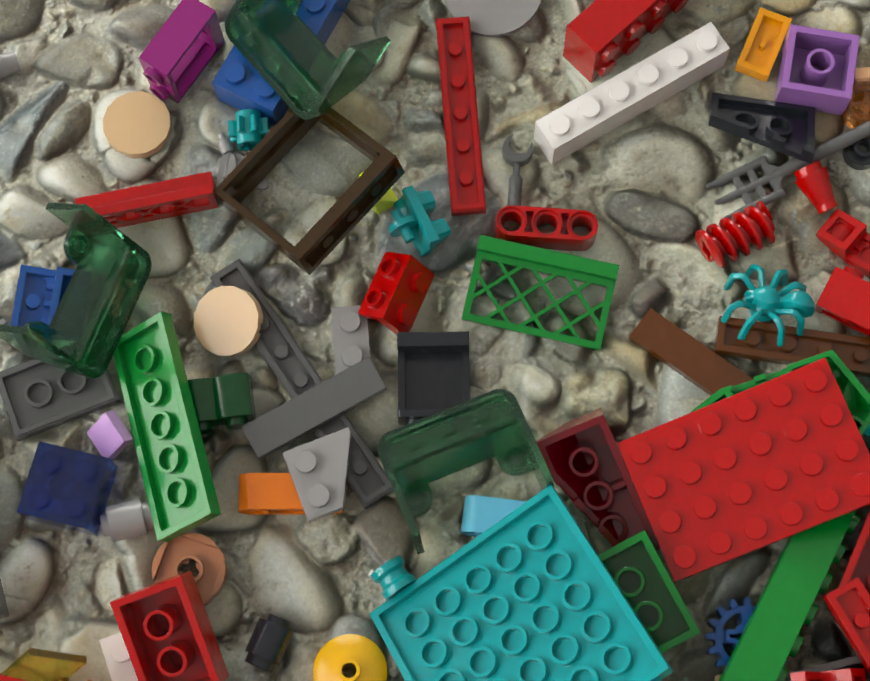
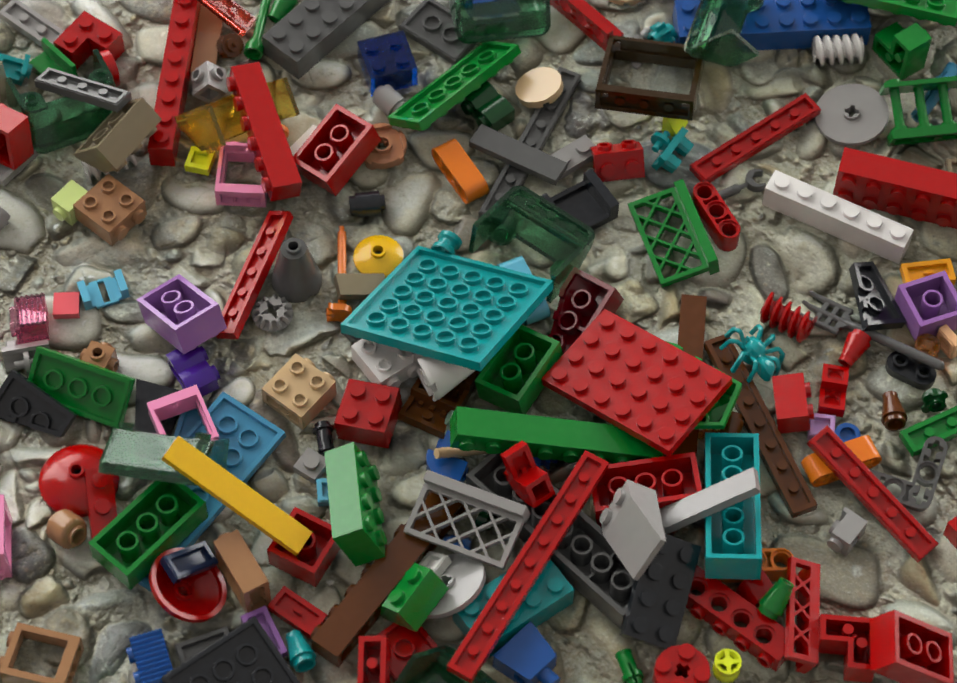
camera: 55 degrees right, 15 degrees down
(109, 435) = (431, 67): lavender tile -> none
(321, 473) = (480, 172): light grey wing -> none

